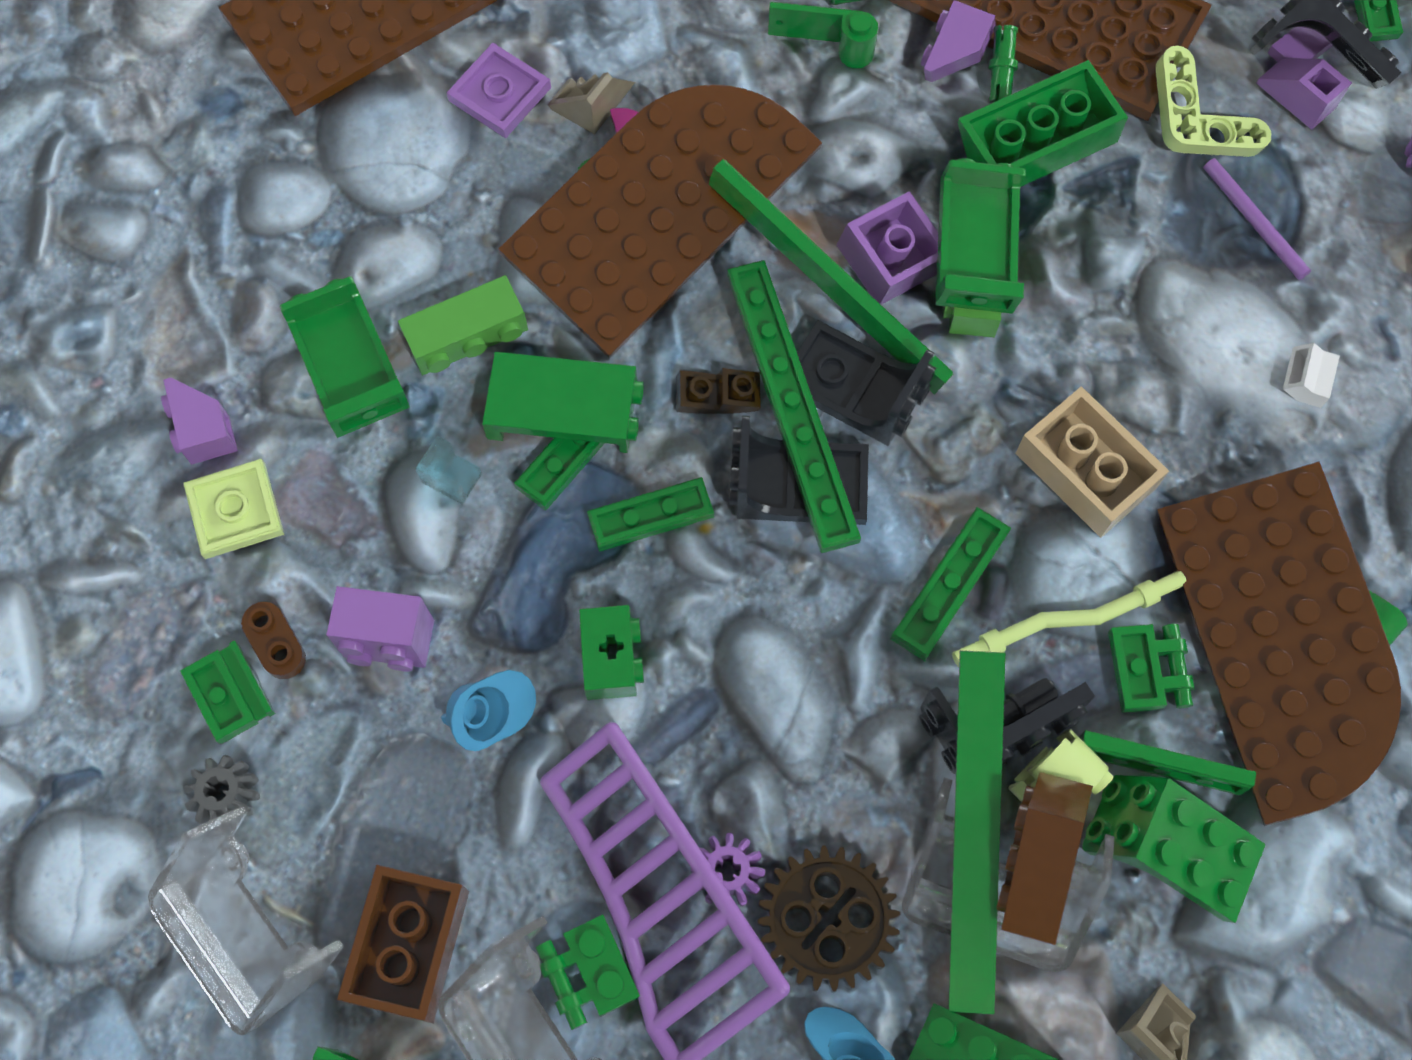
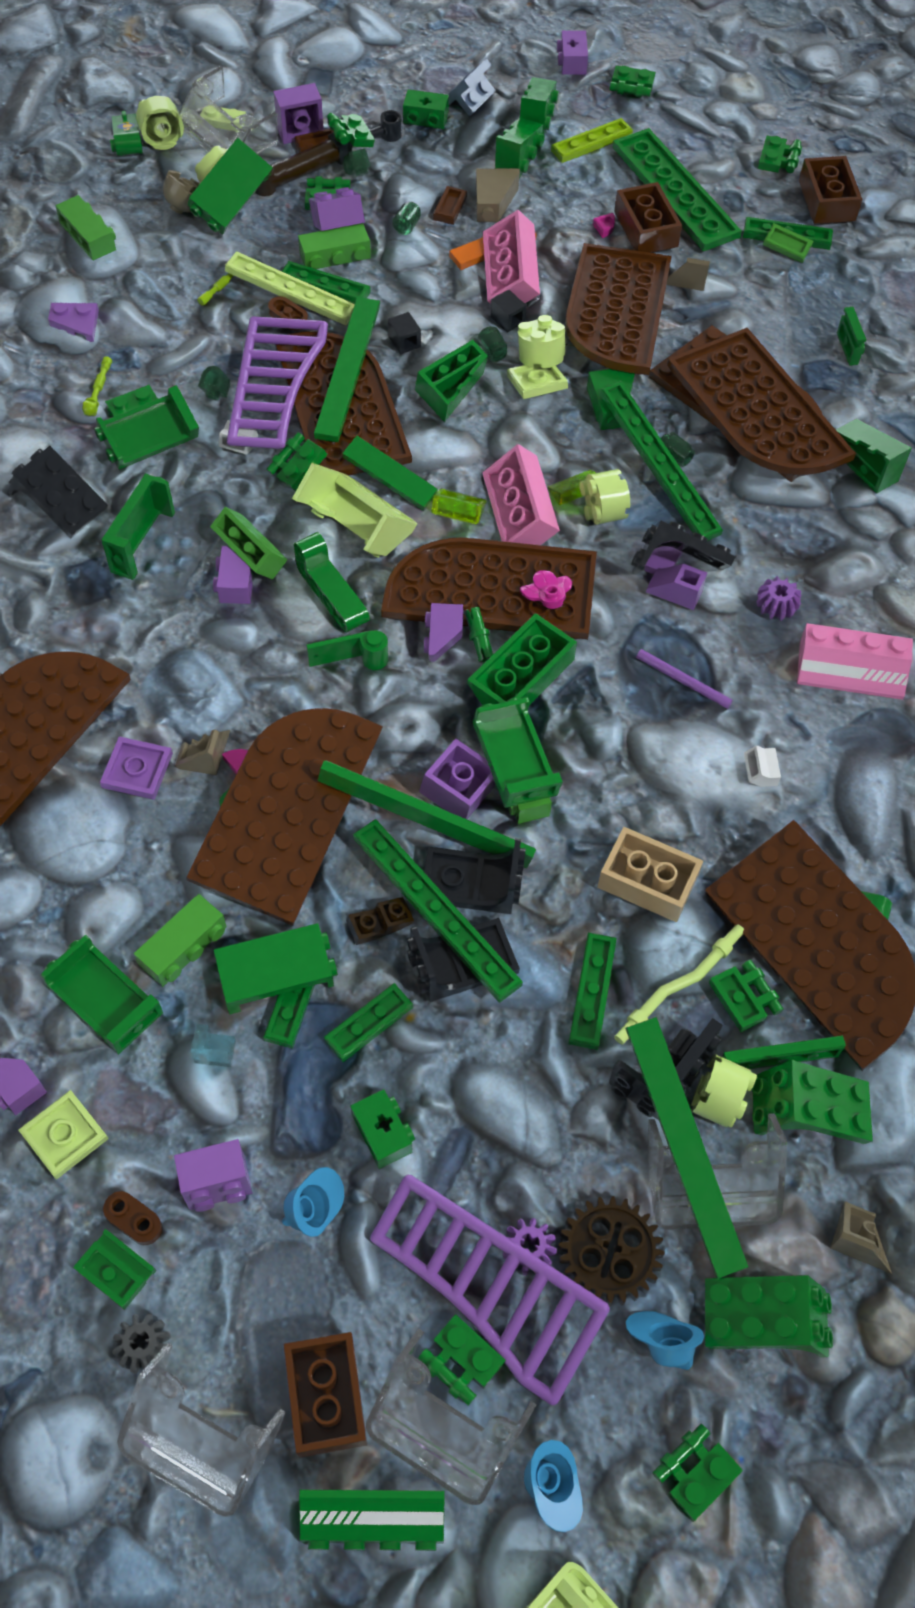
camera: 25 degrees left, 10 degrees down
(1043, 857) = (737, 1144): reddish brown brick -> none
(1121, 33) = (547, 589): none -> dark pink plate
(1197, 124) = (620, 631): yellowish green beam -> none

